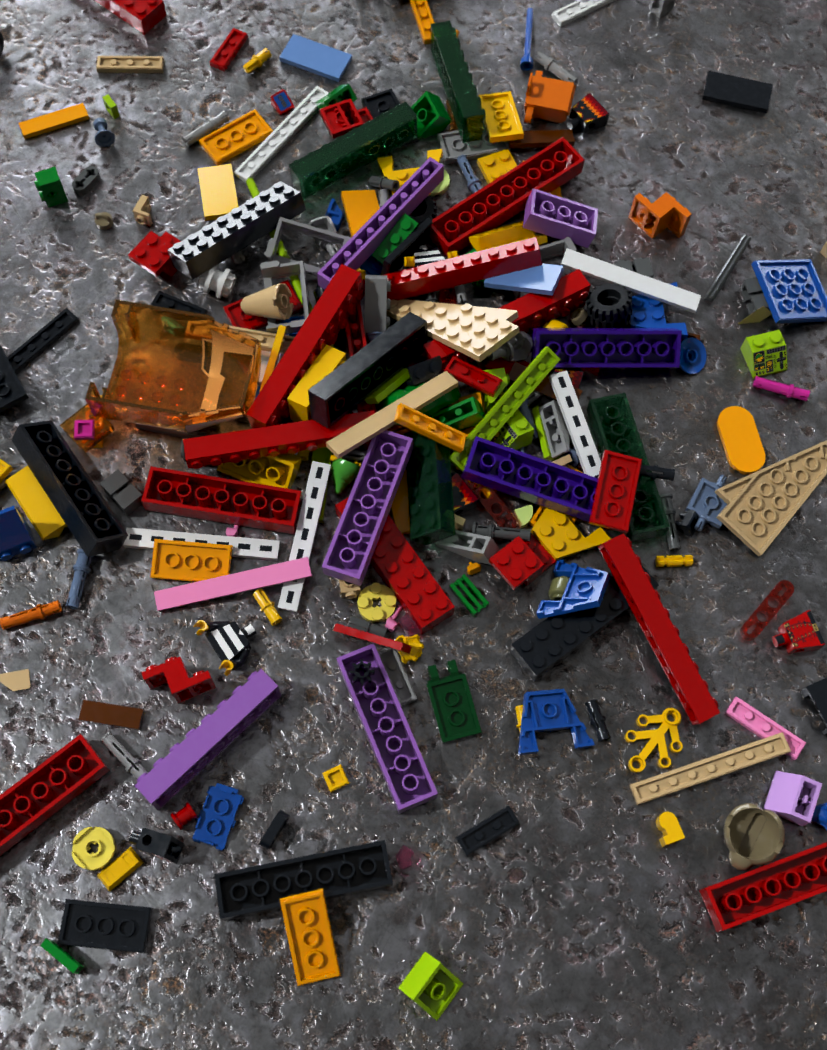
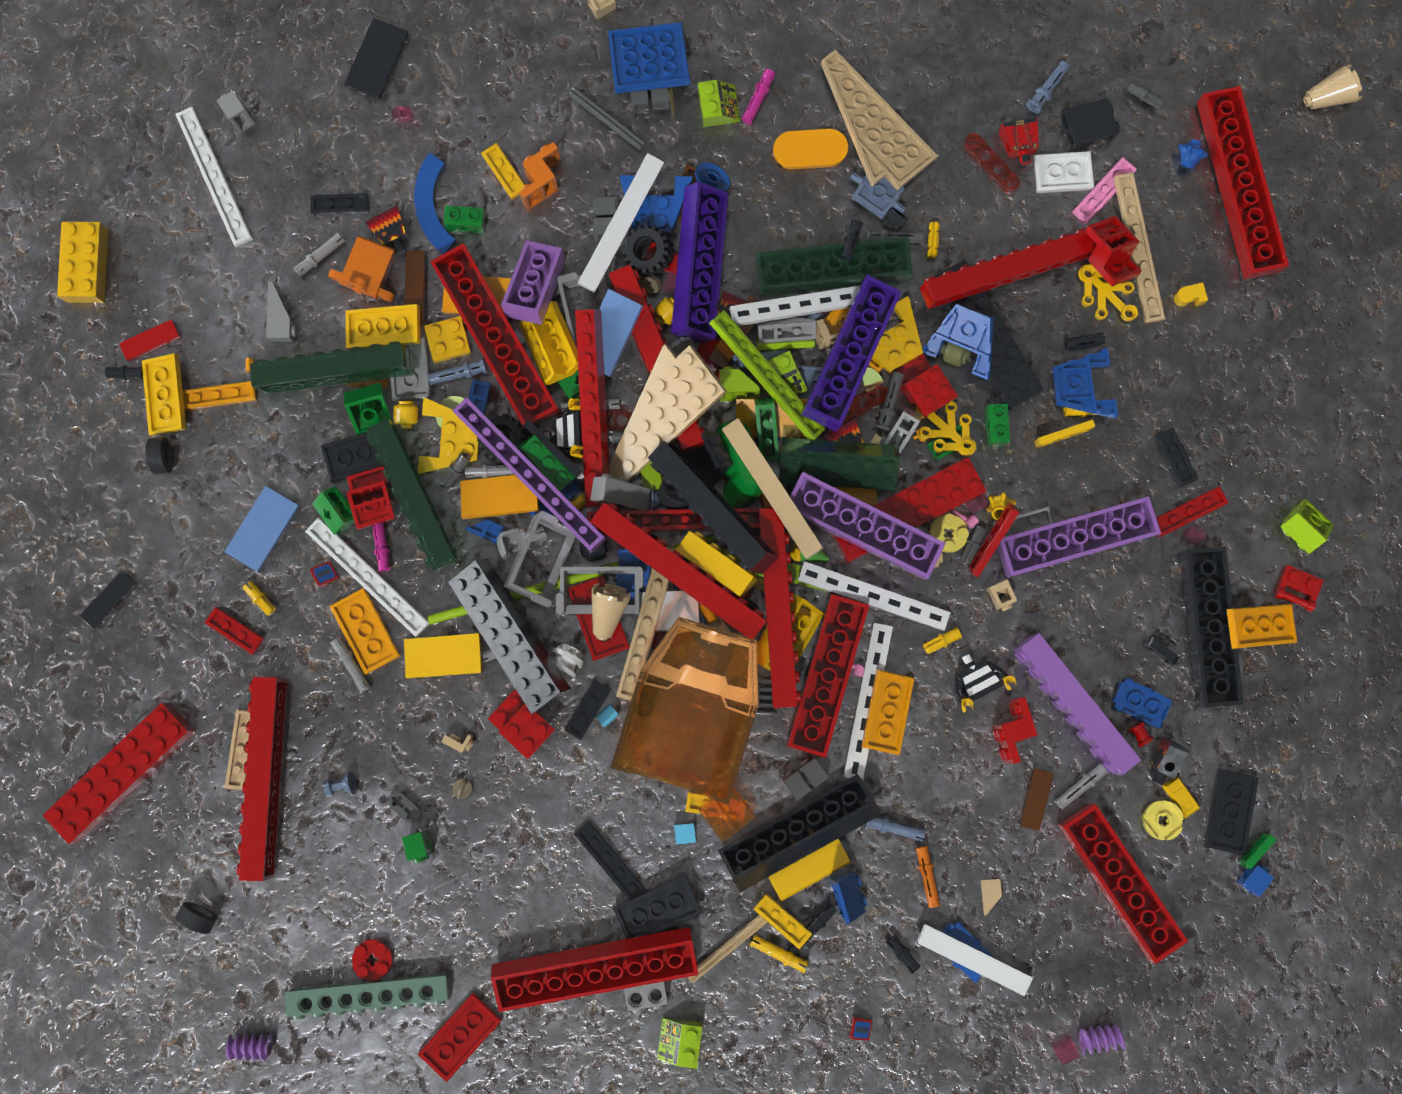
camera: 80 degrees left, 15 degrees up
(30, 957) = (1256, 880): none -> blue brick
(54, 121) = (313, 843): light orange tile -> none
(69, 397) = (685, 833): none -> medium azure slope
(84, 430) = (735, 814): dark pink tile -> none
(104, 74) = (262, 779): none -> red brick
(110, 106) = (305, 774): lime tile -> none
(232, 584) = (918, 672): bright pink tile -> none
(272, 362) = (682, 610): yellow tile -> none
(308, 139) = (382, 550): none -> dark pink pin
(319, 652) = (1005, 589): none -> tan brick
(335, 778) = (1116, 591): yellow tile -> none
(361, 666) = (1036, 548): black gear -> none
(366, 985) = (1300, 582): none -> red plate
(388, 387) = (726, 489): lime tile -> none
(427, 141) = (406, 414): none -> yellow head
(430, 427) = (790, 453): light orange tile -> none
(430, 850) = (1191, 510): none -> red tile
(451, 197) = (480, 394): none -> blue tile
(452, 704) = (1056, 473): dark green tile -> none
(473, 376) = (728, 402): red tile -> none
(479, 591) = (948, 430): none -> yellow plant
(493, 48) = (279, 321): none -> light grey slope
(493, 637) = (997, 425): none -> green brick
(495, 707) = (1063, 434): none -> yellow tile
(527, 62) = (304, 285): blue piece -> none
(603, 80) = (339, 204): none -> black tile
(608, 166) = (465, 219): none -> green brick
(615, 491) = (873, 281): red tile -> none
(618, 139) = (425, 207): none -> blue tile
(670, 185) = (503, 170): none -> yellow tile
(692, 114) = (402, 114): none -> clear pink piece
(699, 734) = (1113, 250): none -> red bracket
(753, 836) = (1209, 222): dark tan piece -> none
(775, 683) = (1063, 172): none -> white tile
(793, 797) = (1174, 180): lavender slope -> none

